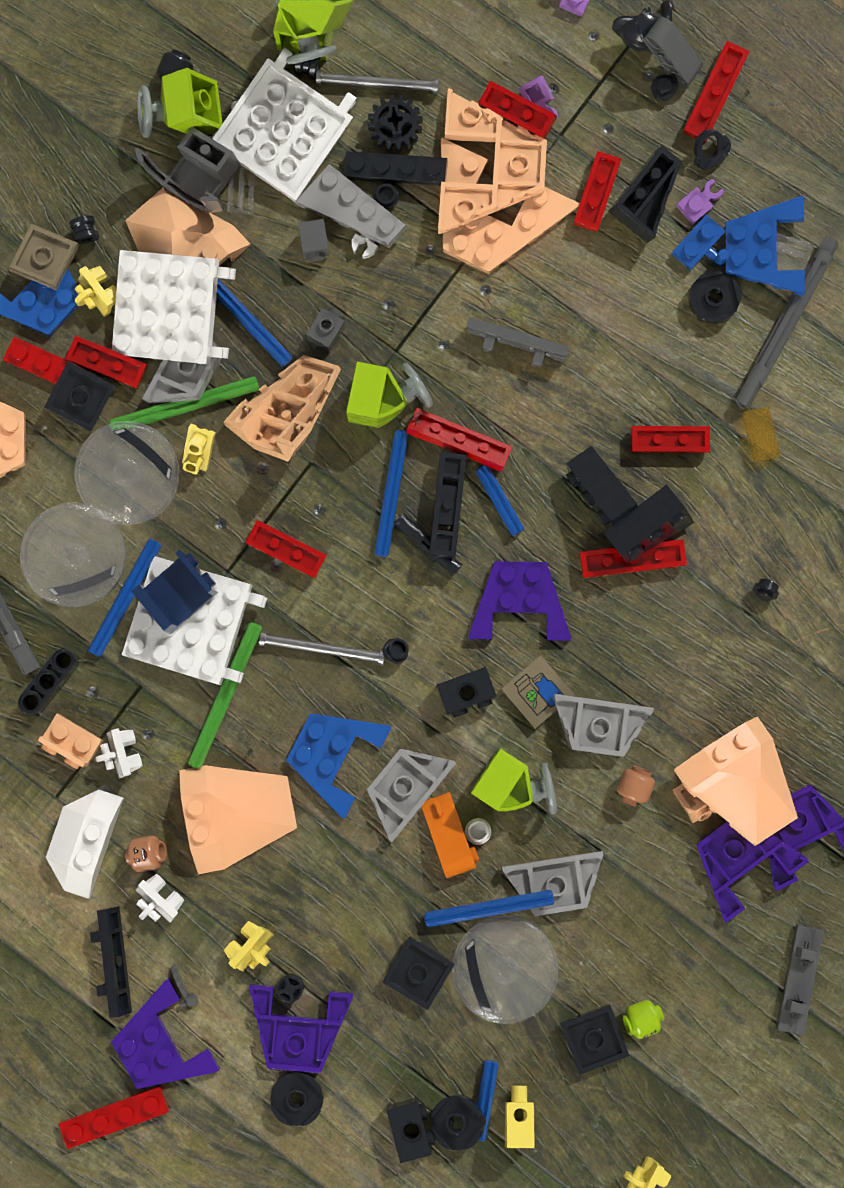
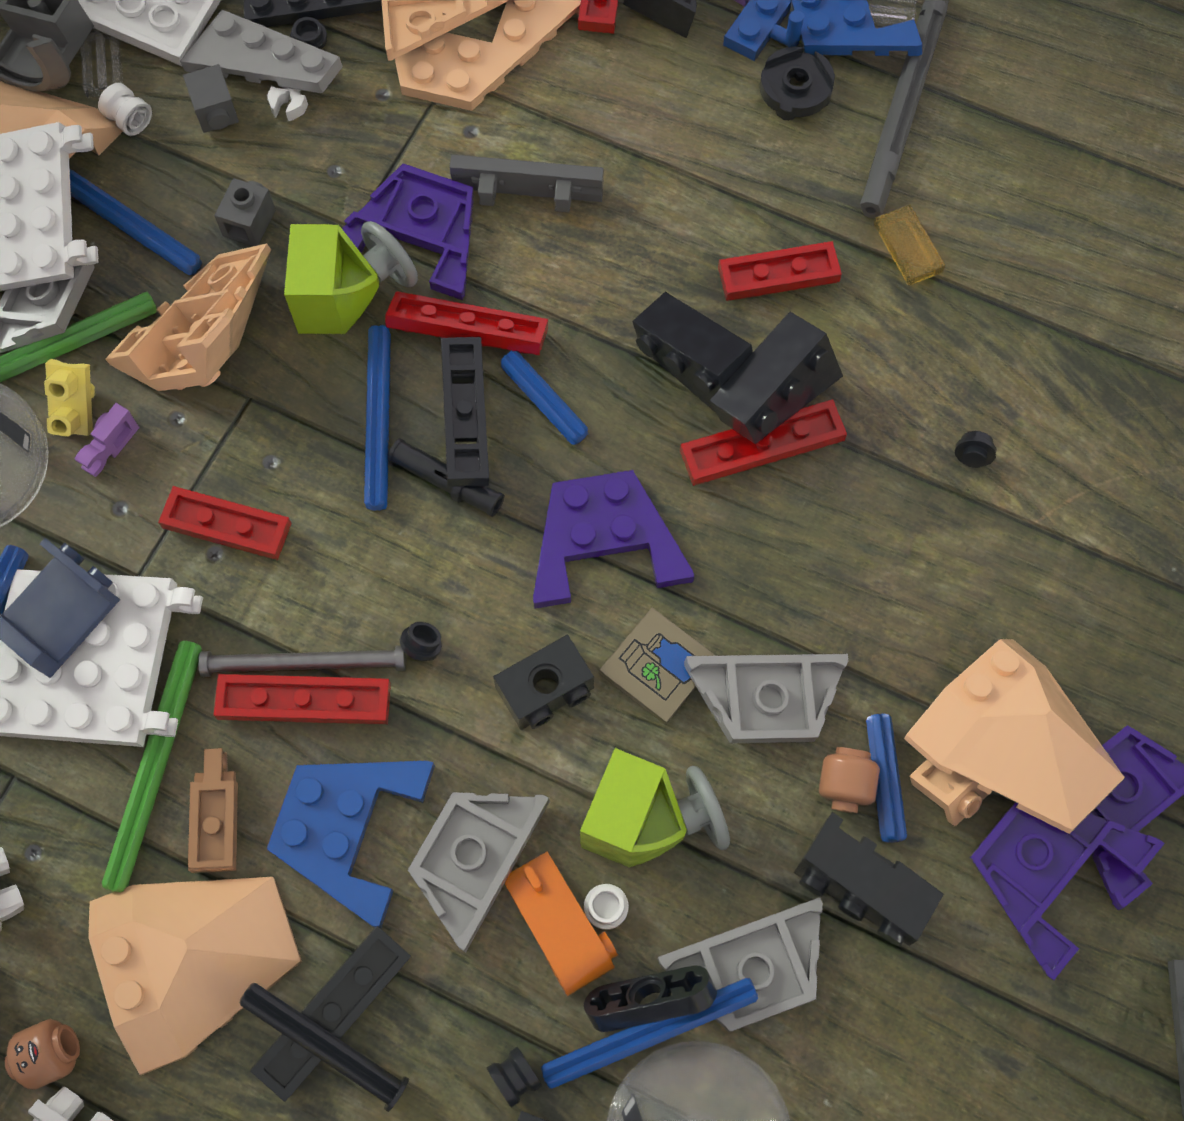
camera: 10 degrees left, 15 degrees down
(221, 474) = (110, 436): none -> medium lavender plate
(254, 234) = (129, 112): none -> white wheel
(257, 734) = (213, 816): none -> medium nougat hinge
(305, 880) = (323, 1045): none -> black axle
(311, 861) = (334, 1009): none -> black plate
(319, 673) = (302, 699): none -> red plate
(408, 917) = (514, 1077): none -> black wheel
(443, 351) = (425, 213): none -> dark purple wing
(483, 883) = (619, 1006): none -> black beam
(631, 849) = (868, 883): none -> black wedge
(658, 795) = (888, 792): none -> blue axle

